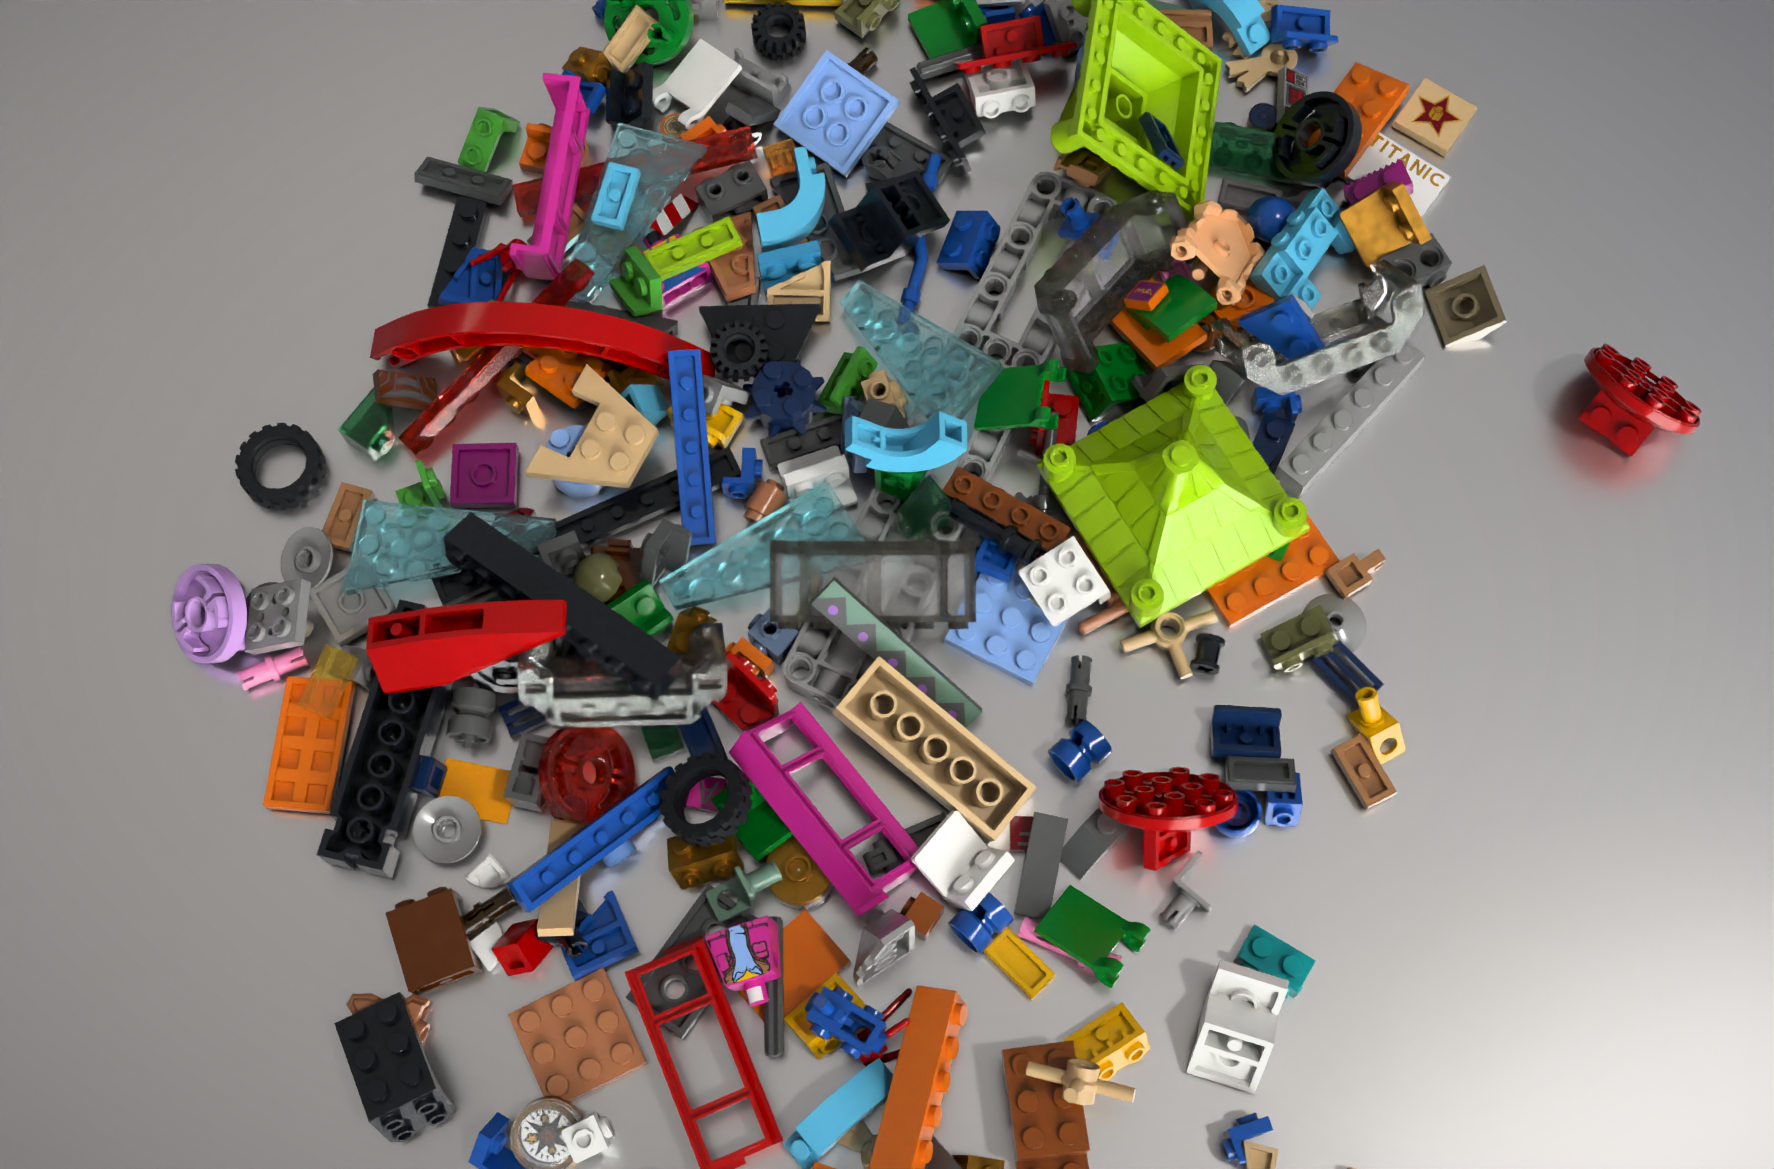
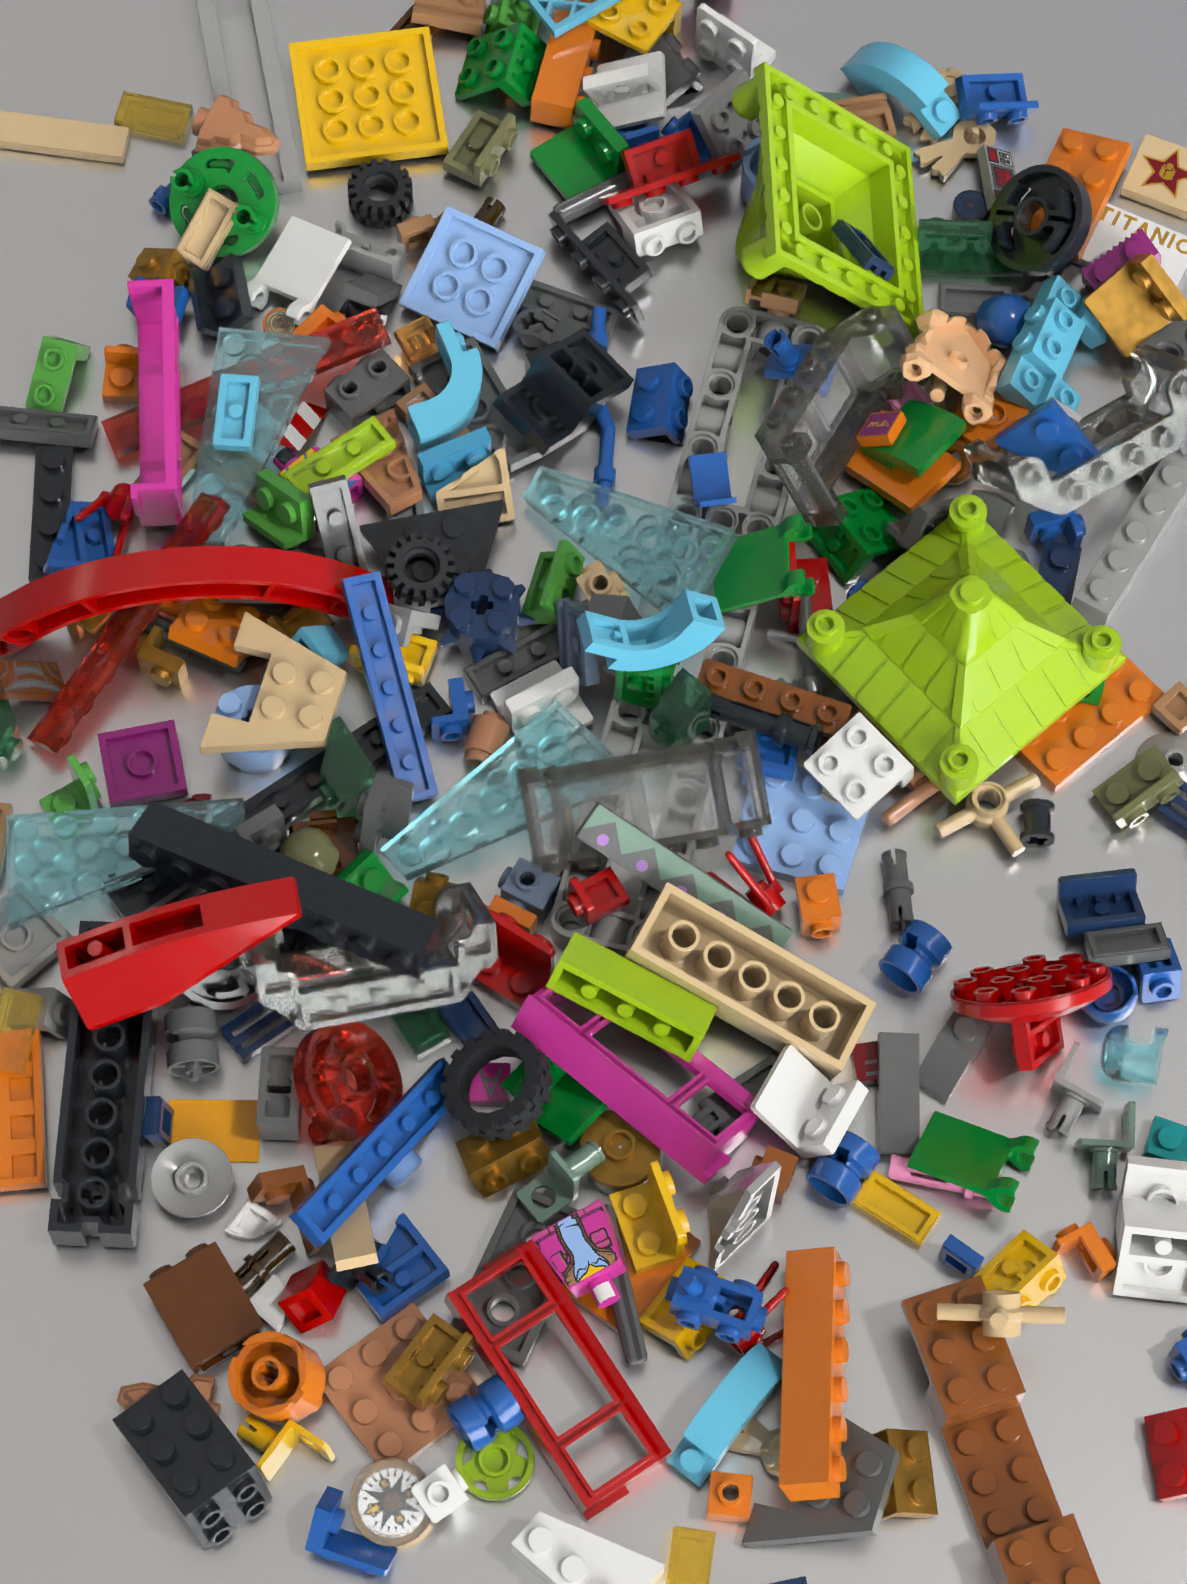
camera: 15 degrees left, 5 degrees down
(467, 1067) = (278, 1446): none -> yellow bracket
(476, 1013) = (277, 1378): none -> orange brick
(514, 849) = (281, 1185): none -> dark orange bracket
(602, 1025) = (429, 1363): none -> pearl gold bracket
(637, 1077) = (485, 1413): none -> blue wheel
(640, 508) = (344, 770): none -> clear green slope
(642, 1115) = (497, 1465): none -> lime wheel
(679, 302) = (337, 521): none -> plate
(799, 67) = (417, 232): none -> medium nougat plate
(806, 939) = (650, 1222): none -> yellow bracket
(822, 654) = (596, 896): none -> red bracket
(832, 745) = (632, 996): none -> lime brick
(962, 675) = (760, 894): none -> red plant
(993, 316) = (710, 479): none -> blue bracket
(1008, 692) = (818, 905): none -> orange bracket
(1063, 1016) = (960, 1257): none -> blue tile
(1178, 1033) = (1095, 1252): none -> orange bracket
(1205, 950) = (1106, 1151): none -> sand green bracket
(1242, 874) = (1131, 1061): none -> clear light blue helmet

